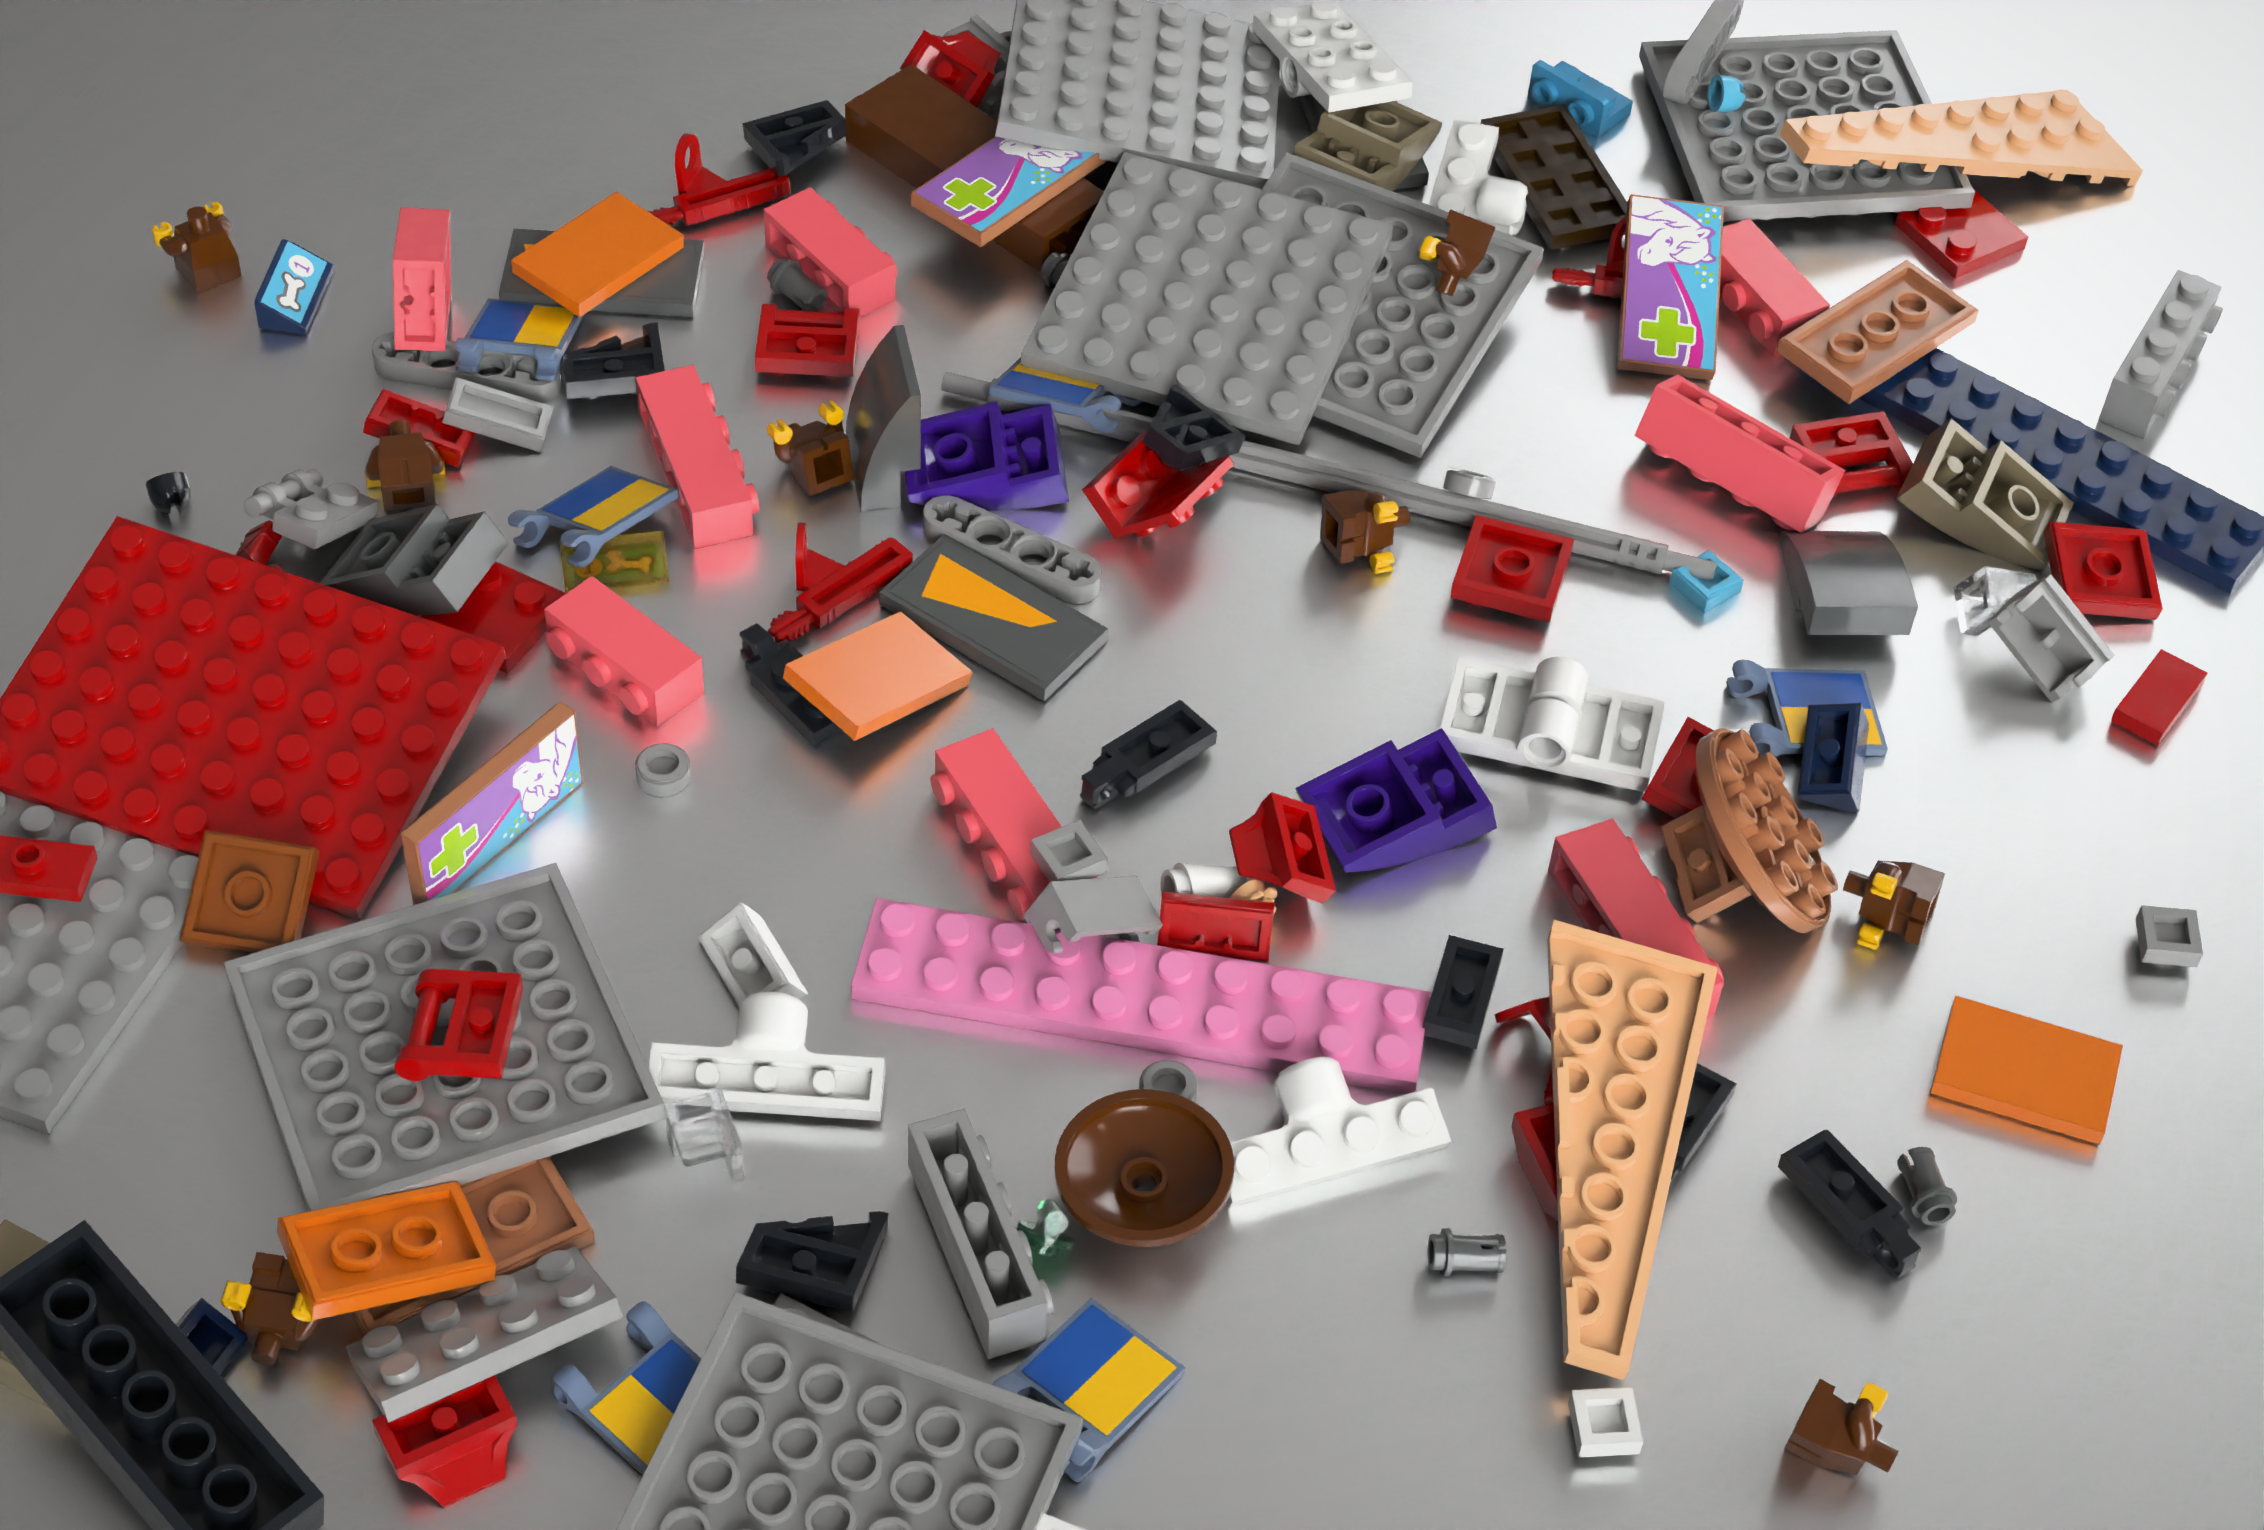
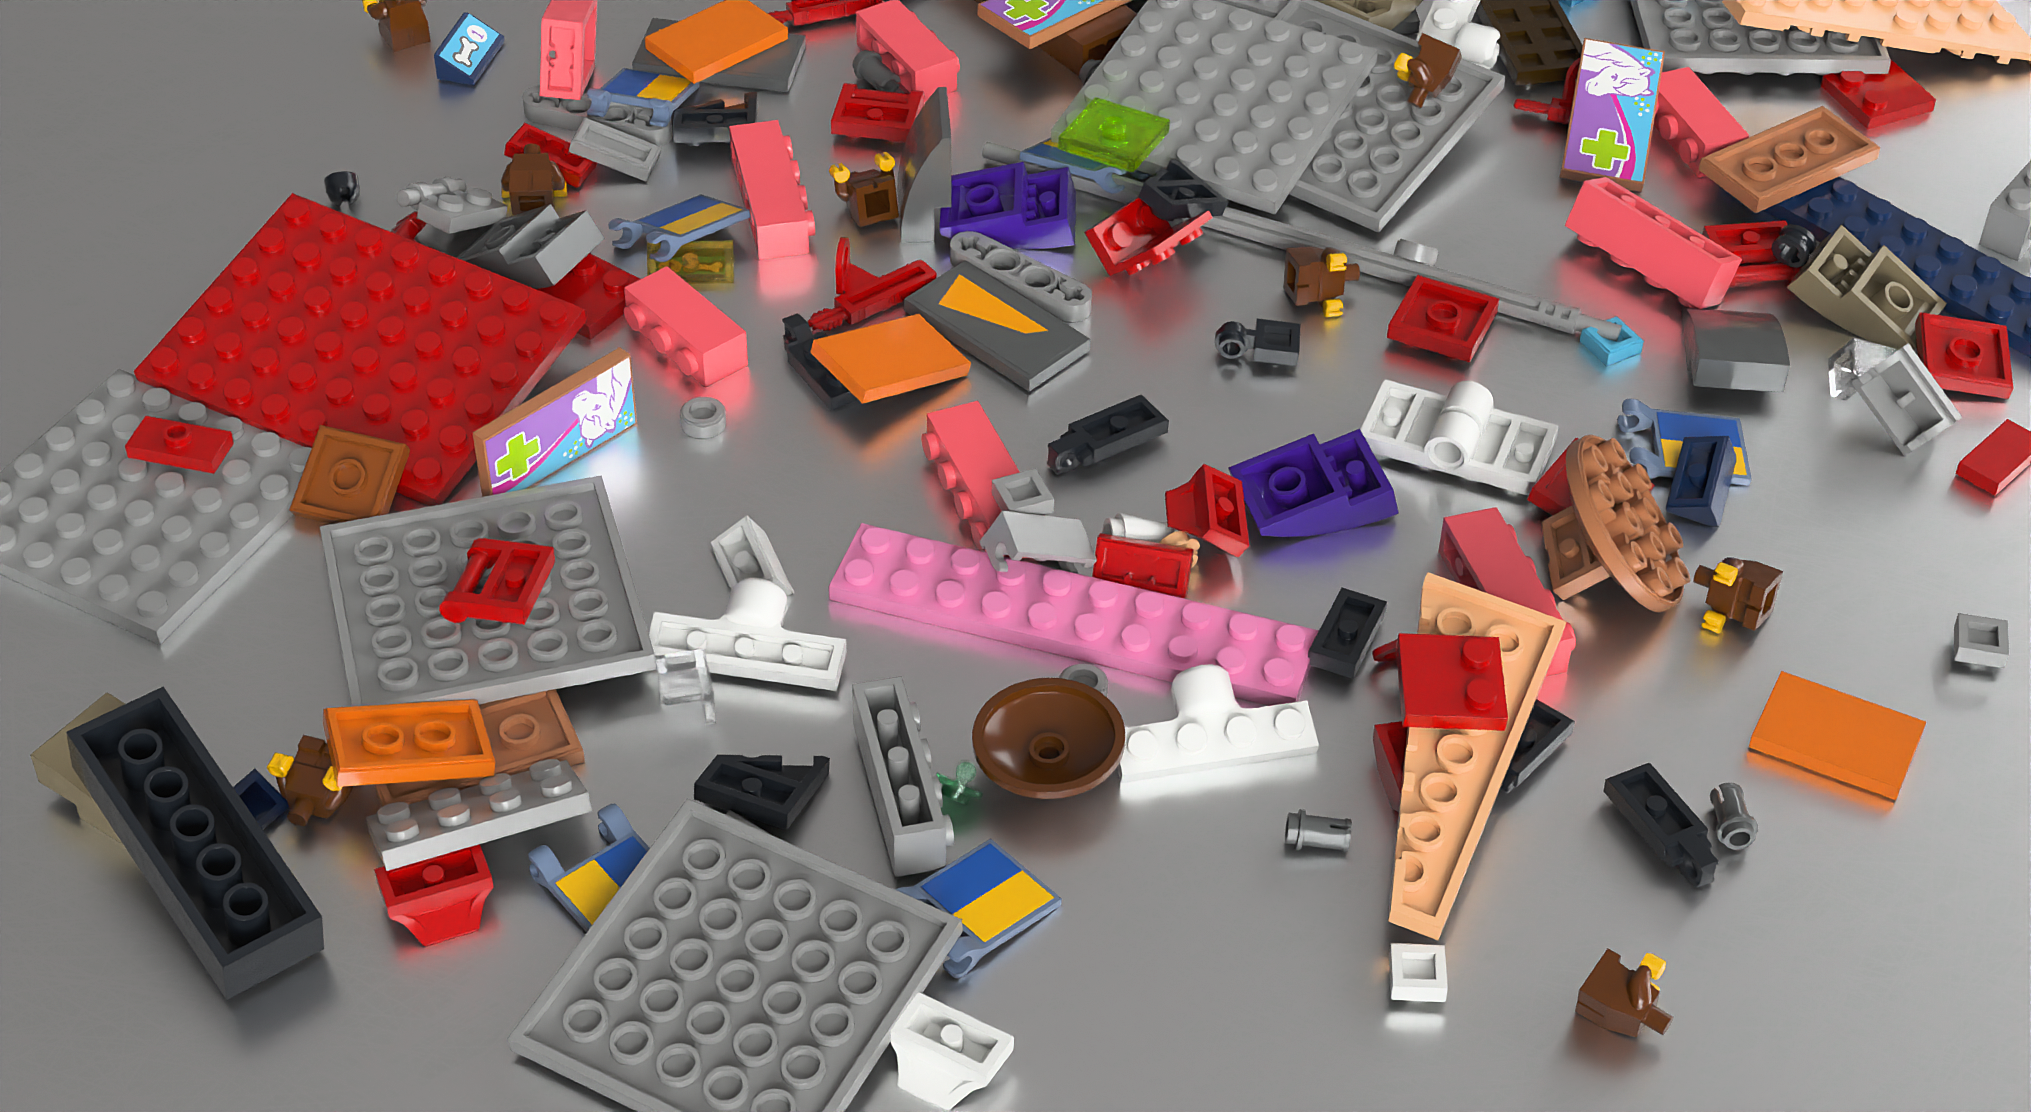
camera: 10 degrees right, 5 degrees down
(1100, 360) = (1113, 134): none -> clear neon green plate
(1319, 613) = (1271, 341): none -> black plate
(1600, 1059) = (1451, 682): none -> red plate
(1900, 447) = (1794, 245): none -> black bush

